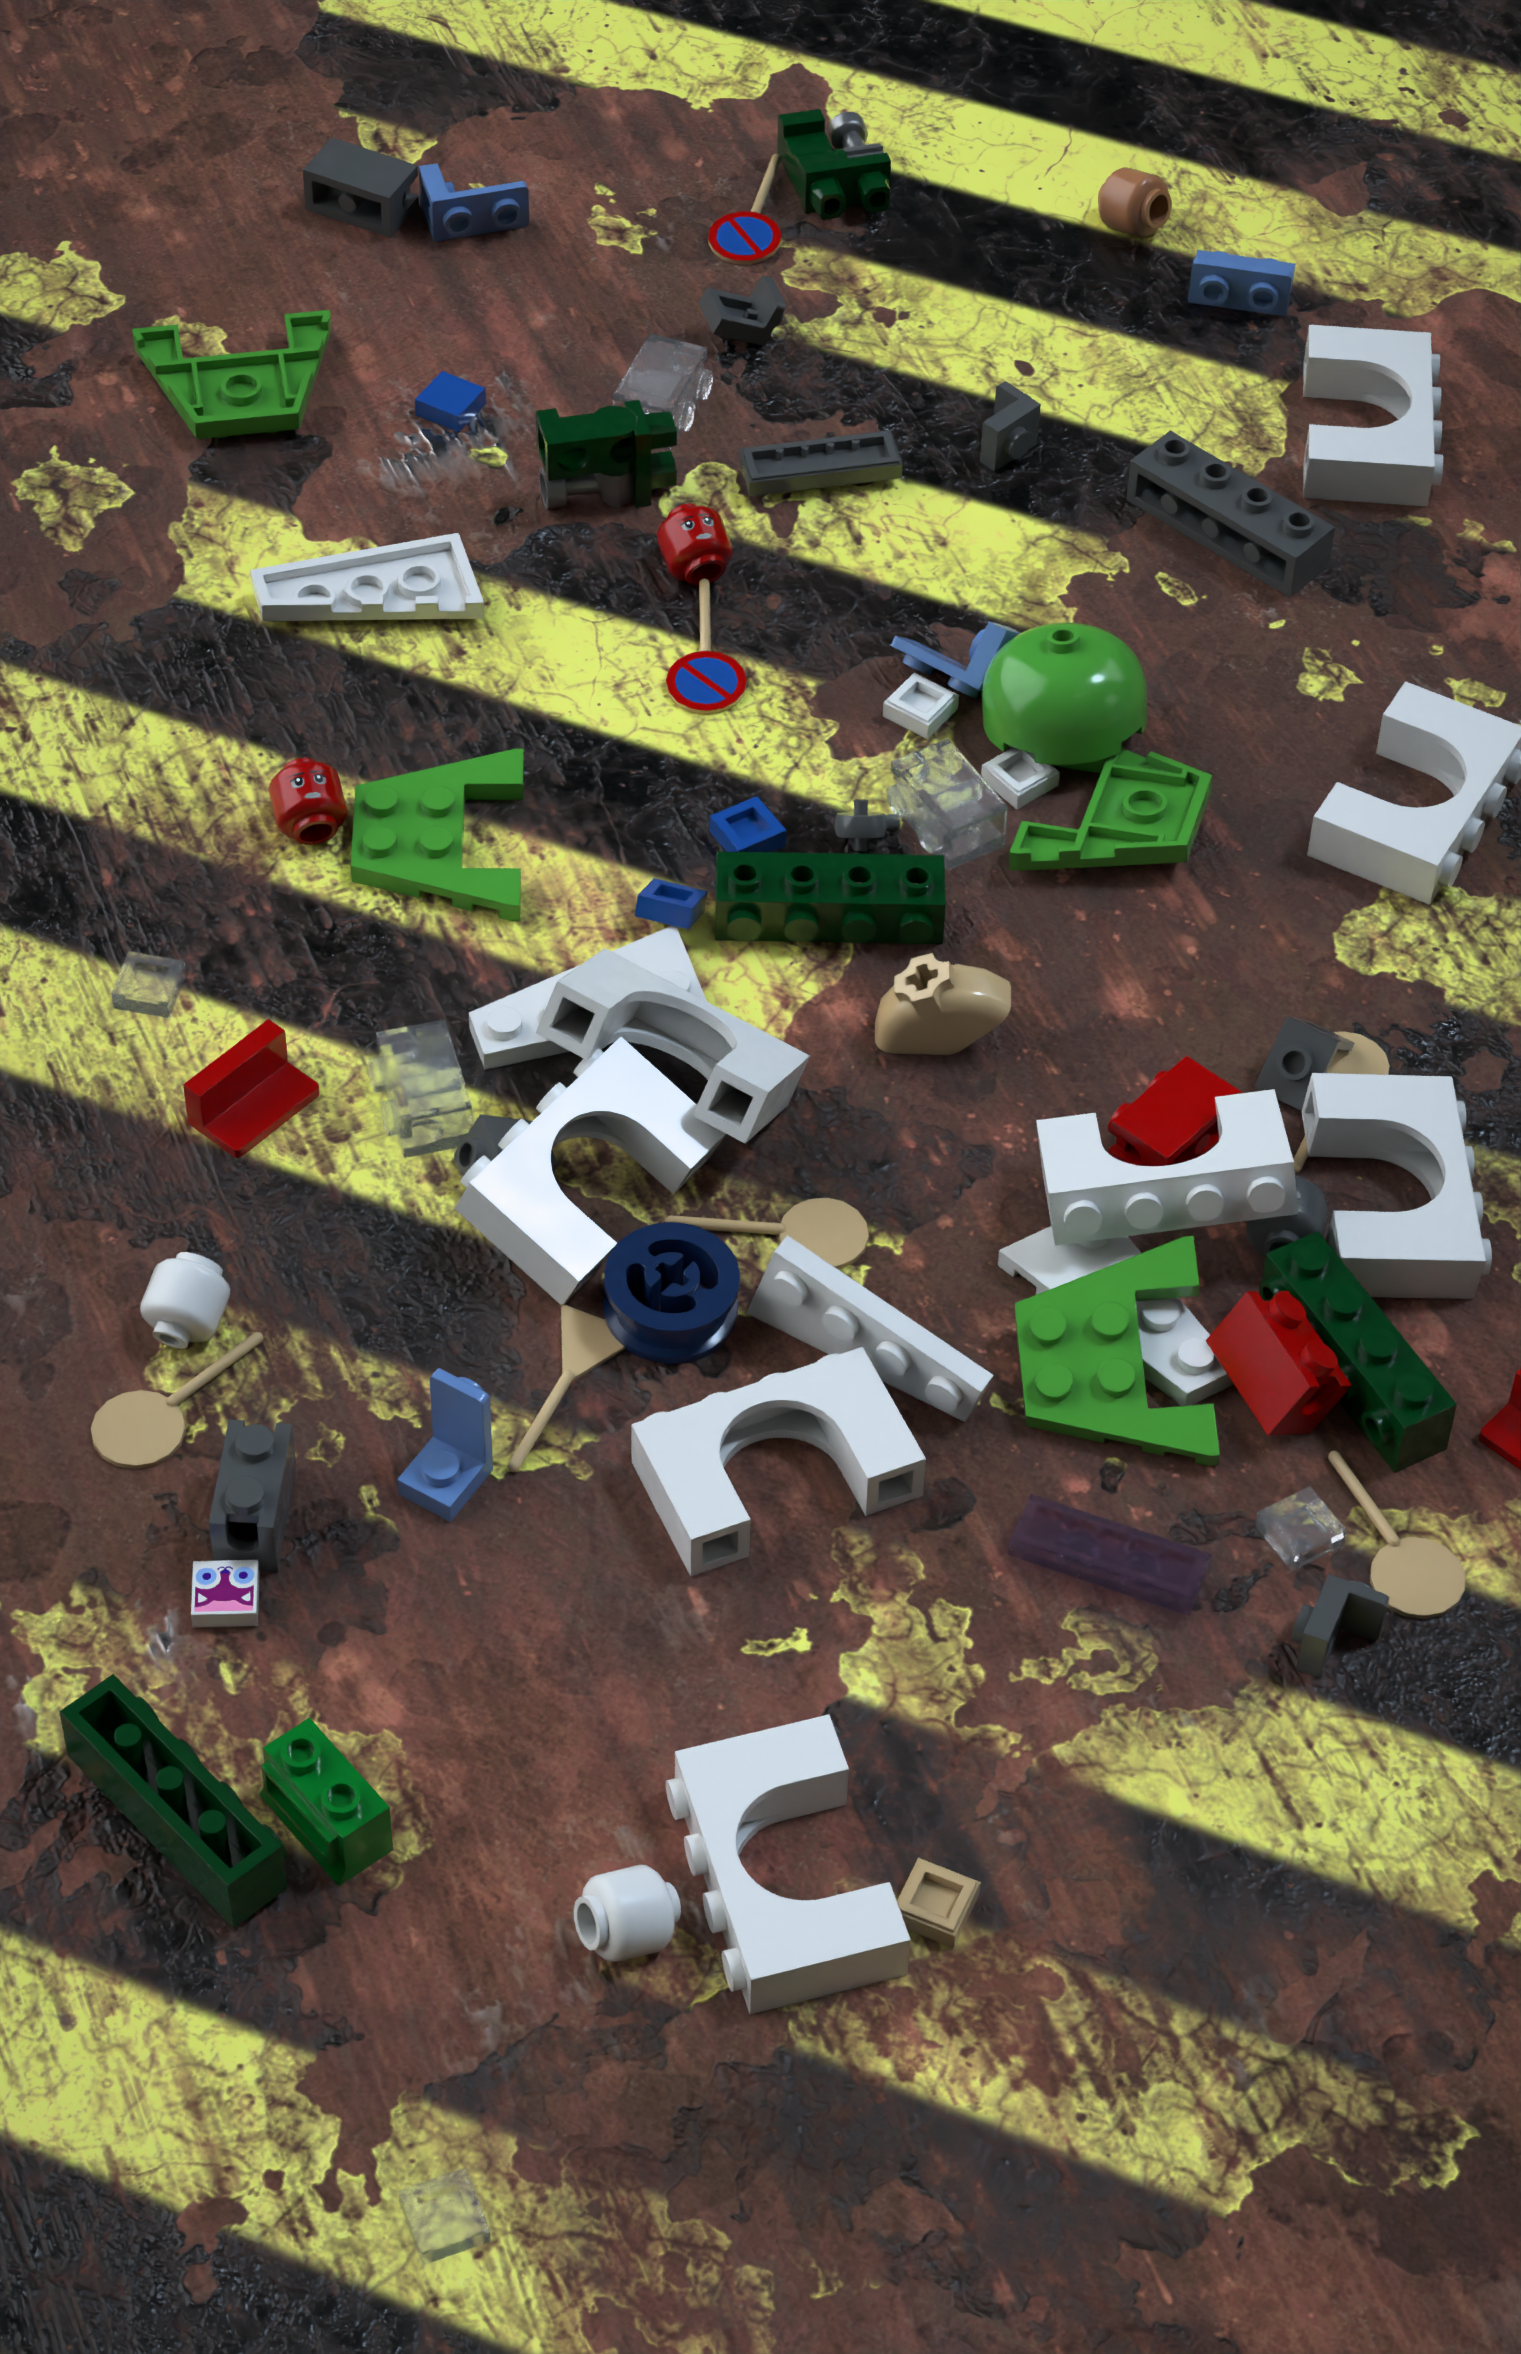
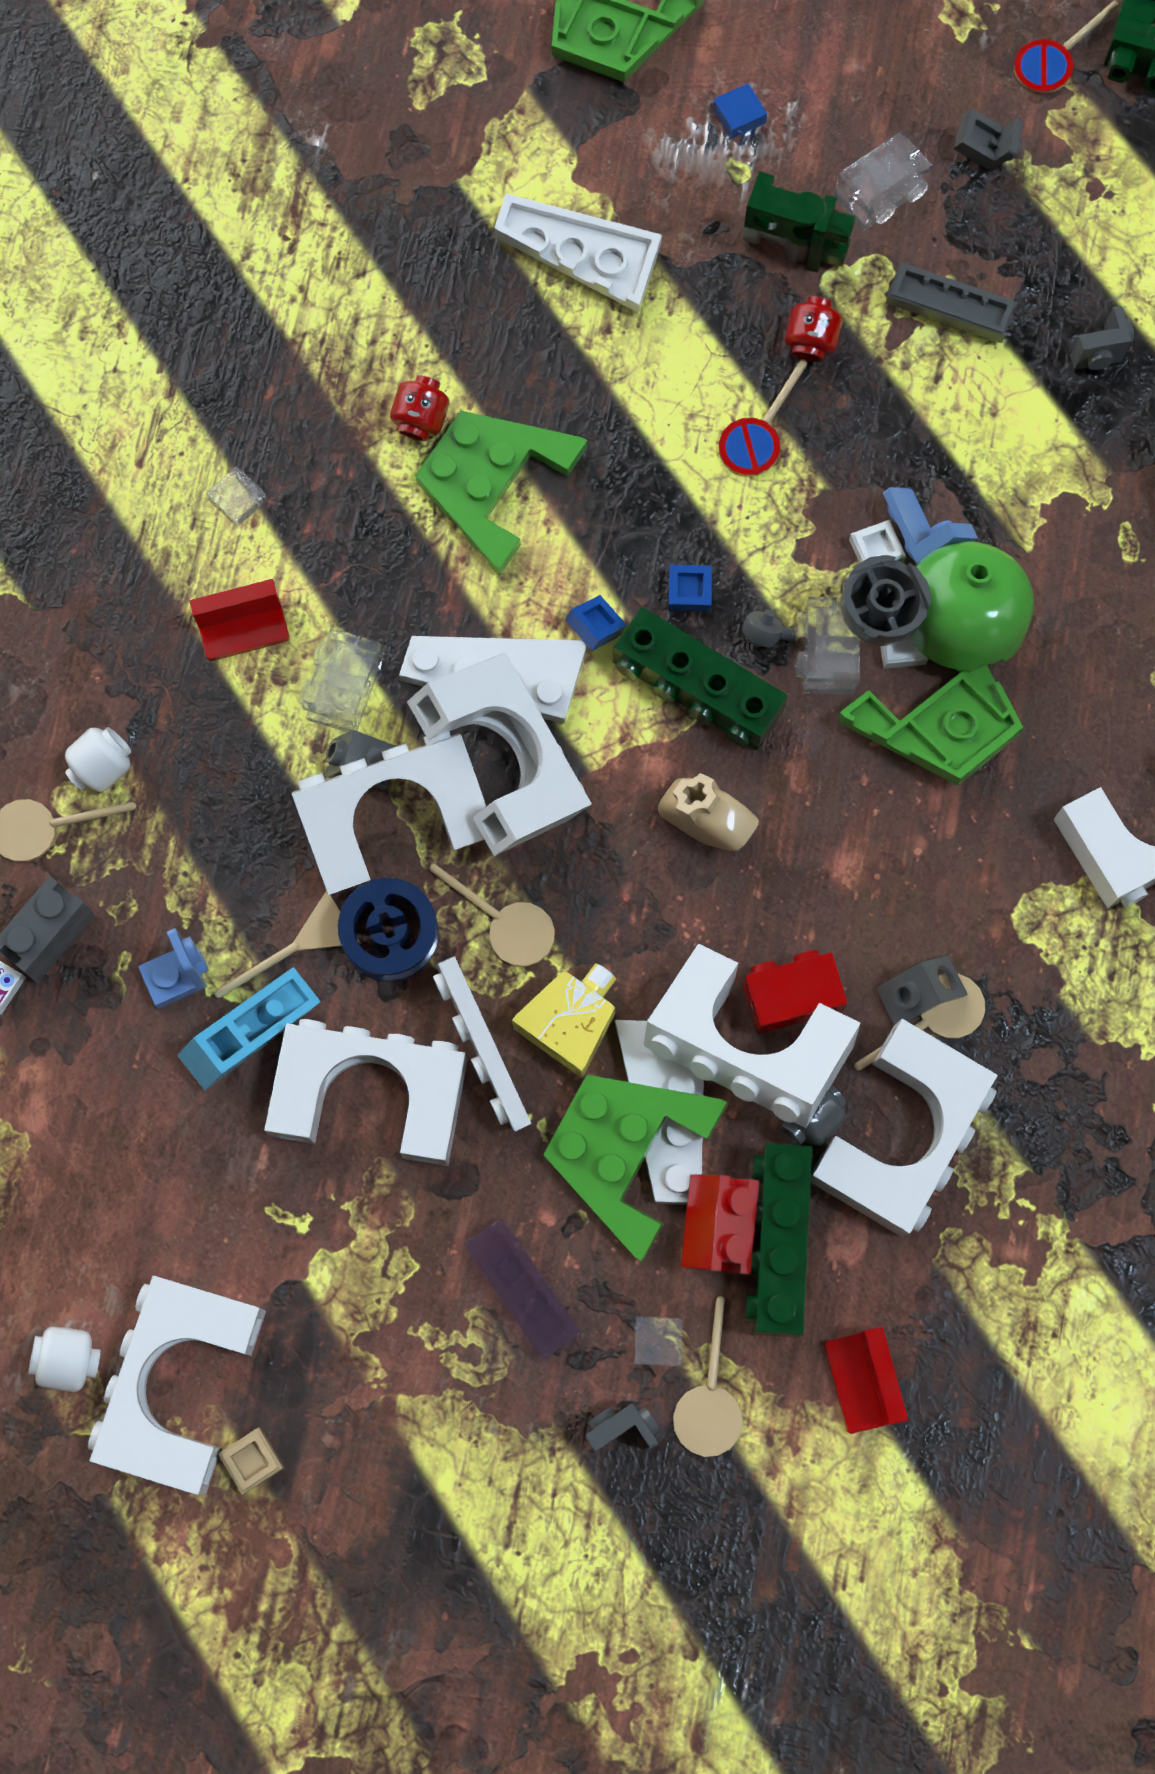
camera: 35 degrees right, 25 degrees up
(580, 1473) = (247, 1028): none -> medium azure slope
(951, 1272) = (569, 1018): none -> light yellow torso
(983, 713) = (884, 600): none -> dark grey cylinder

